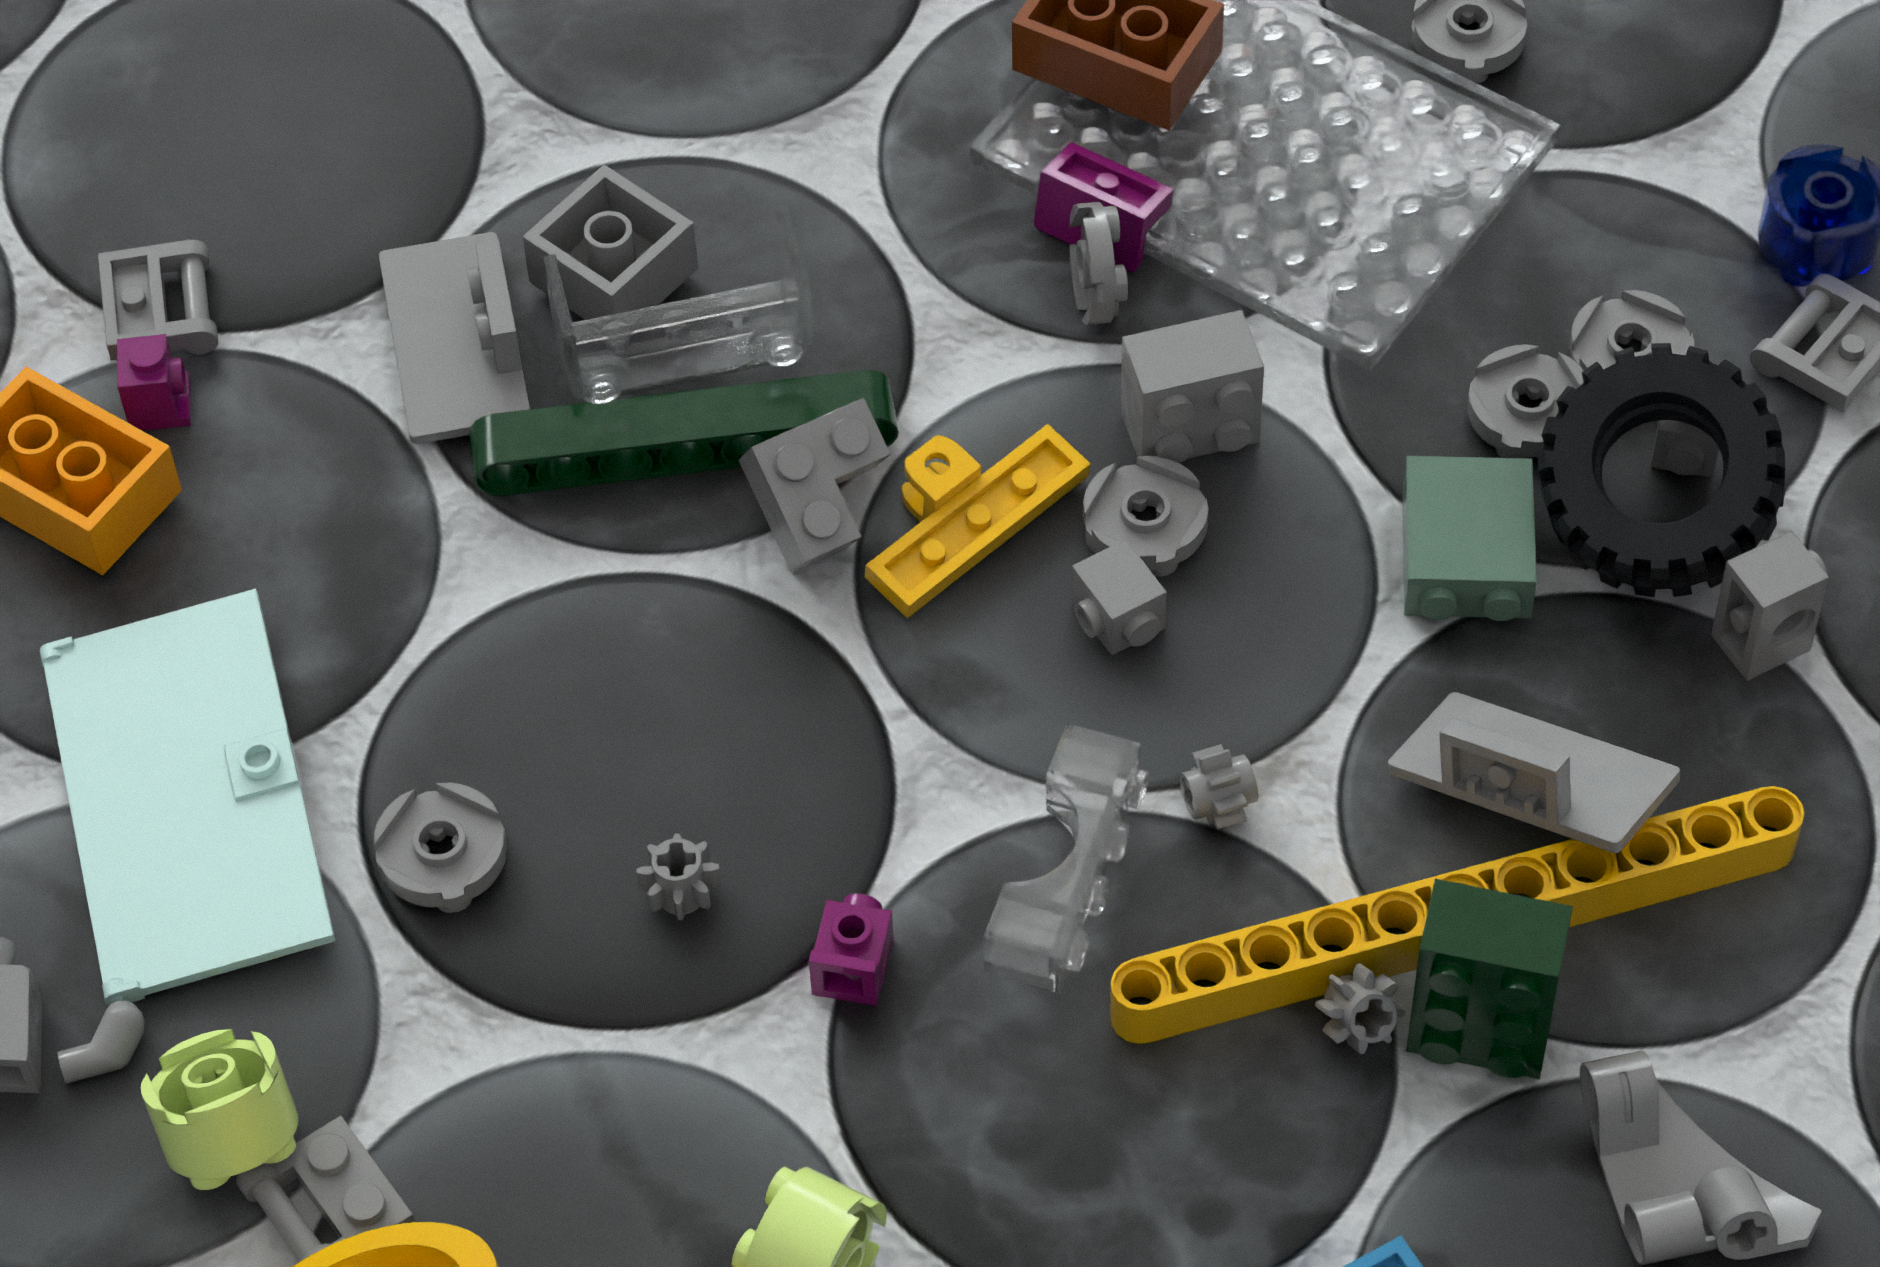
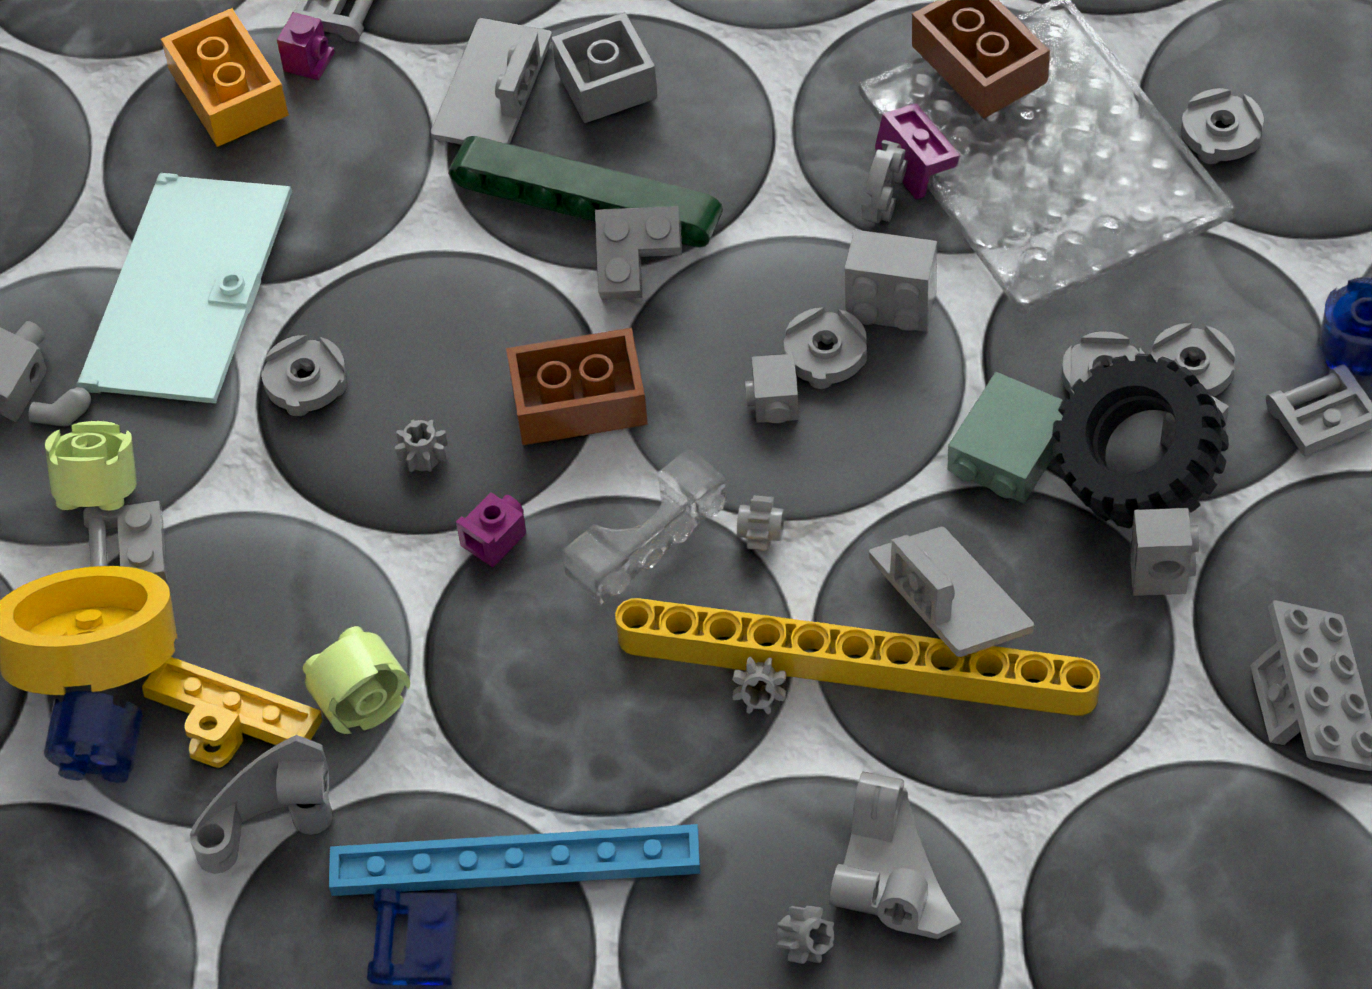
camera: 30 degrees right, 0 degrees up
(688, 336) = (605, 132): clear windscreen -> none
(853, 703) = (577, 386): none -> dark orange brick
(968, 513) = (720, 303): yellow plate -> none
(1487, 979) = (829, 696): dark green brick -> none

